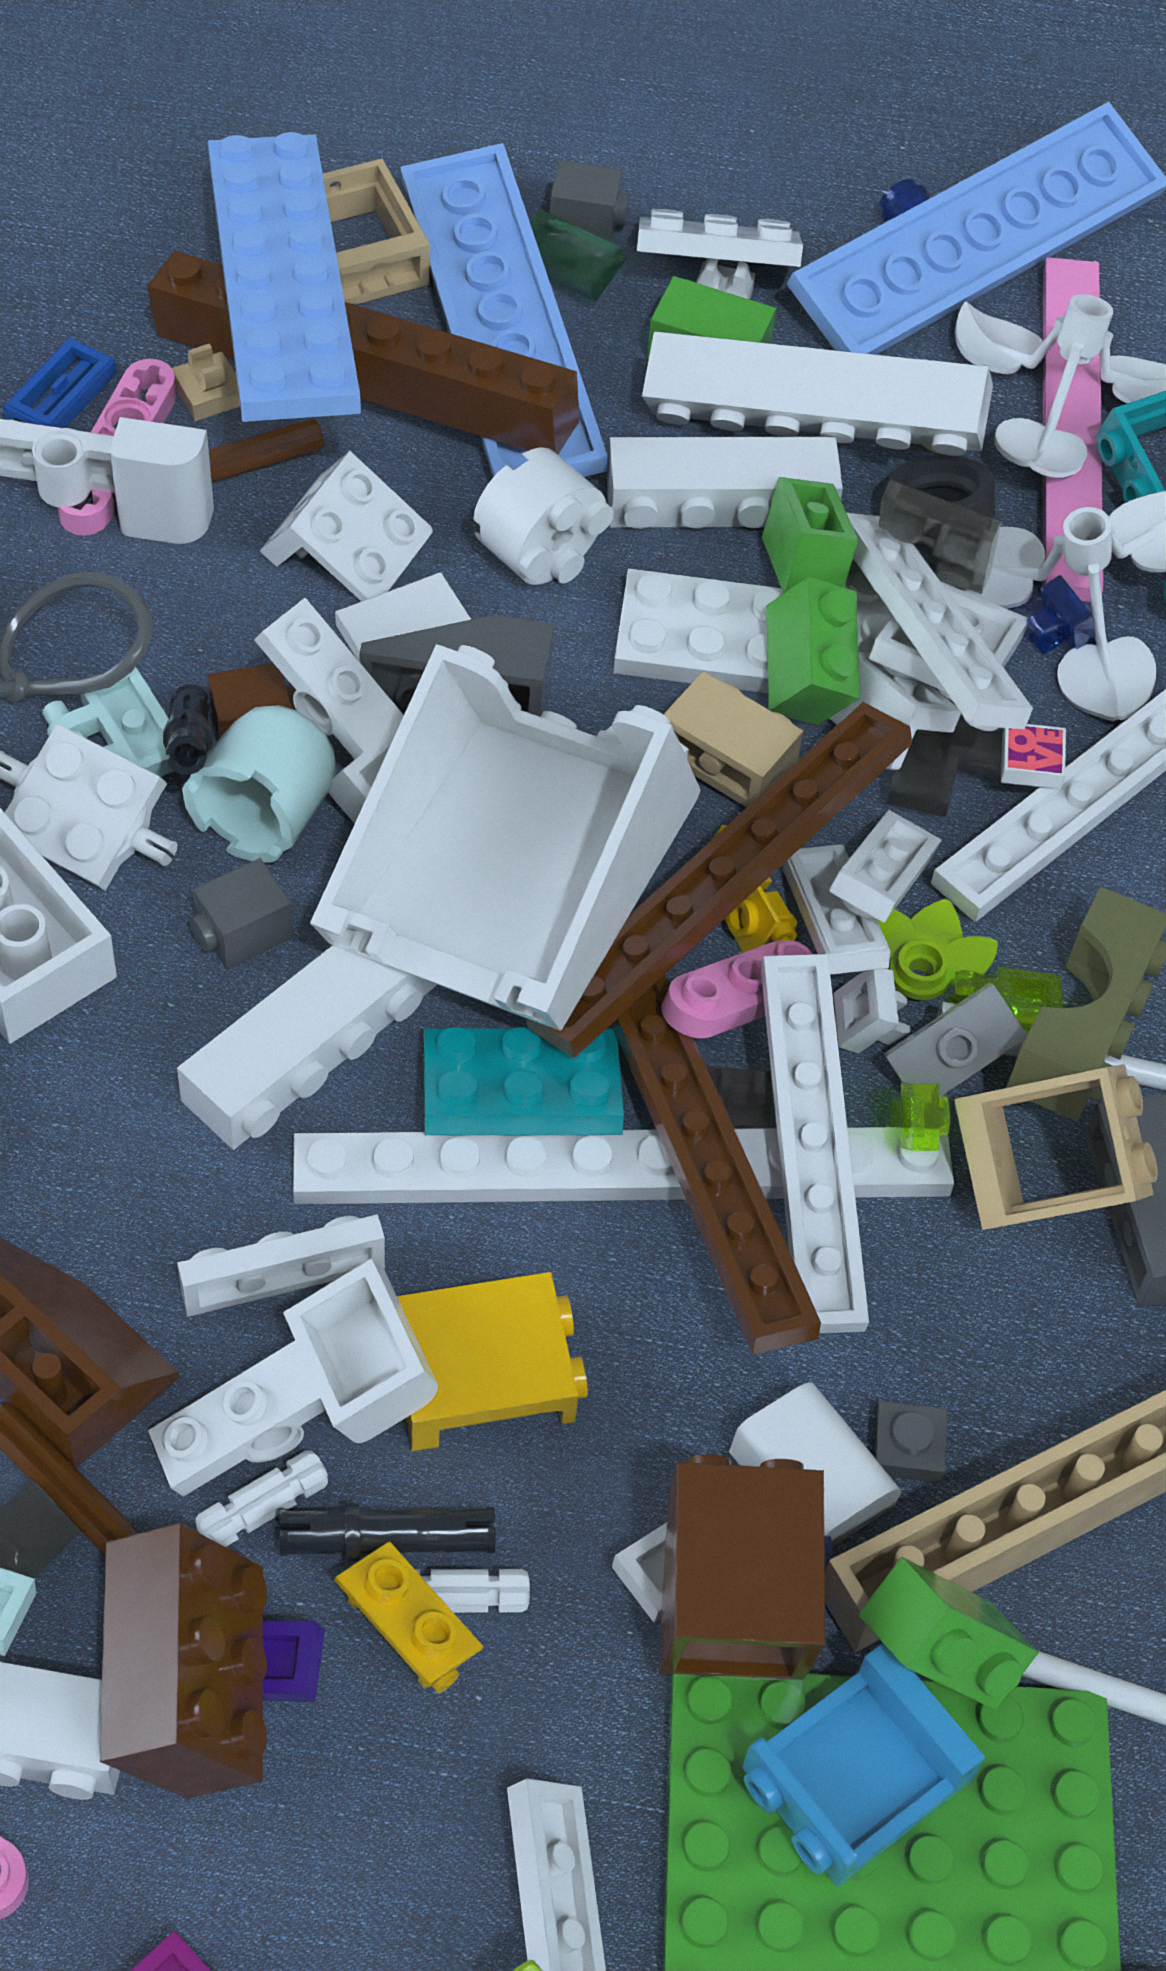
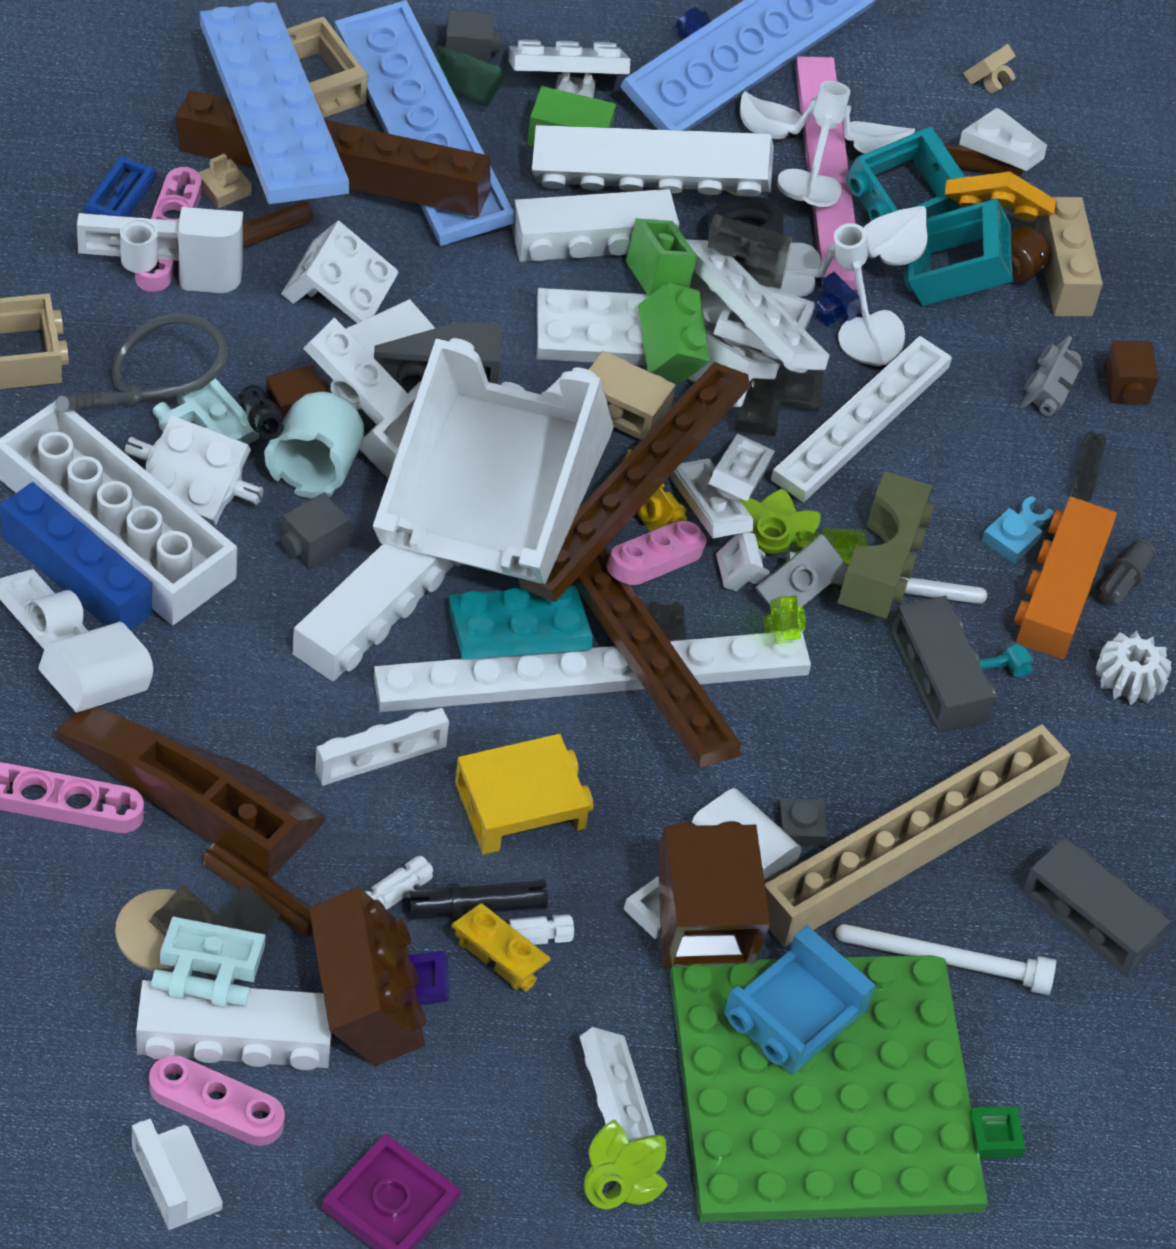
camera: 10 degrees left, 5 degrees down
(347, 1358) = (438, 789): white plate -> none
(541, 517) = (476, 257): white brick -> none
(814, 1138) = (717, 635): white plate -> none
(948, 1634) = (843, 919): bright green brick -> none
(993, 1162) = (834, 642): tan window -> none
(1034, 756) = (830, 390): tile -> none

